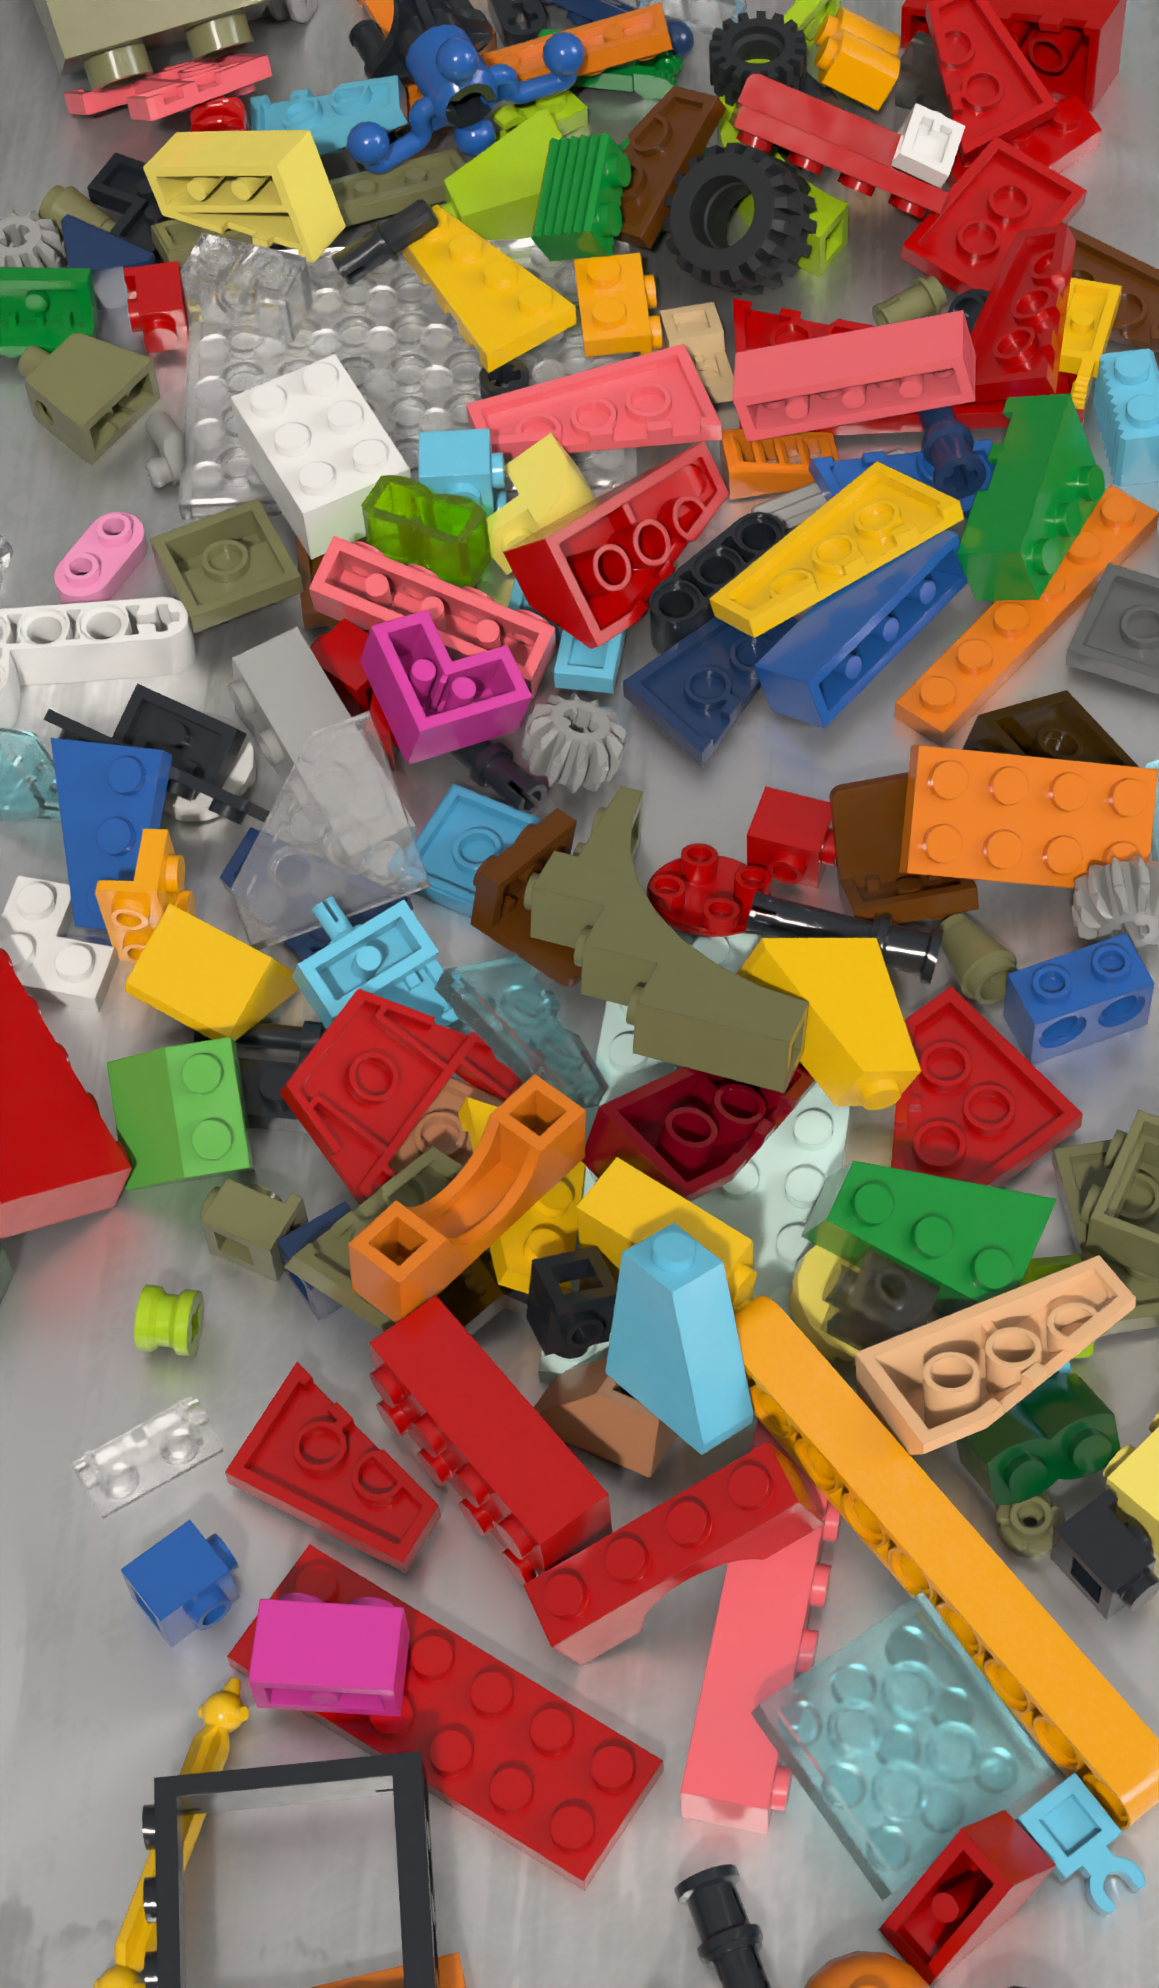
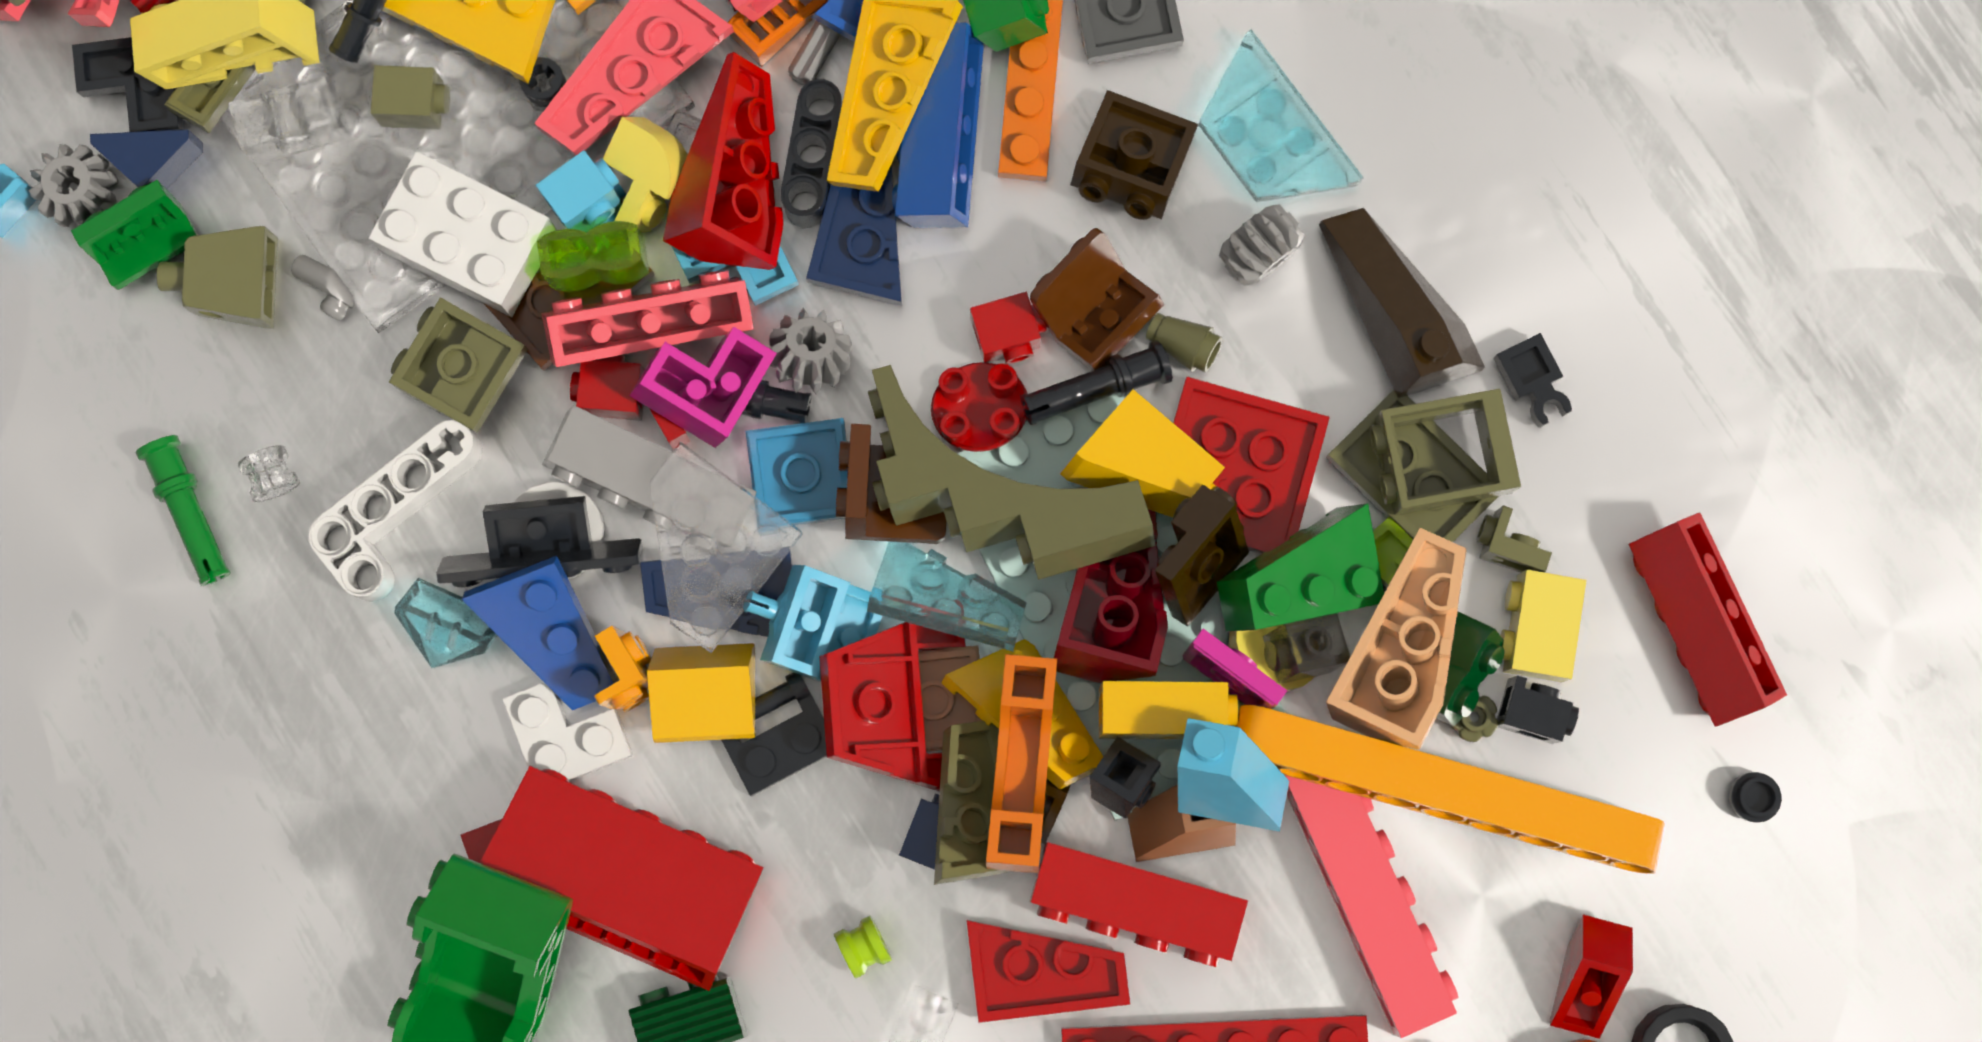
camera: 40 degrees left, 25 degrees up
(70, 201) = (81, 119): olive cone -> none
(108, 553) = (351, 407): bright pink plate -> none
(158, 306) = (221, 167): red brick -> none
(181, 1113) = (766, 807): bright green slope -> none
(247, 1222) = (864, 846): olive brick -> none
(368, 327) = (409, 97): none -> olive brick
(727, 1517) = (1301, 898): red arch -> none
(775, 1253) = (1232, 666): none -> dark pink plate
(822, 1122) = (1206, 551): none -> dark brown plate
(901, 1743) = (1503, 918): clear light blue plate -> none
(1022, 816) = (1163, 227): orange plate -> none
(1075, 1837) = (1628, 898): medium azure plate -> none
(1078, 999) = (1273, 333): blue brick -> none

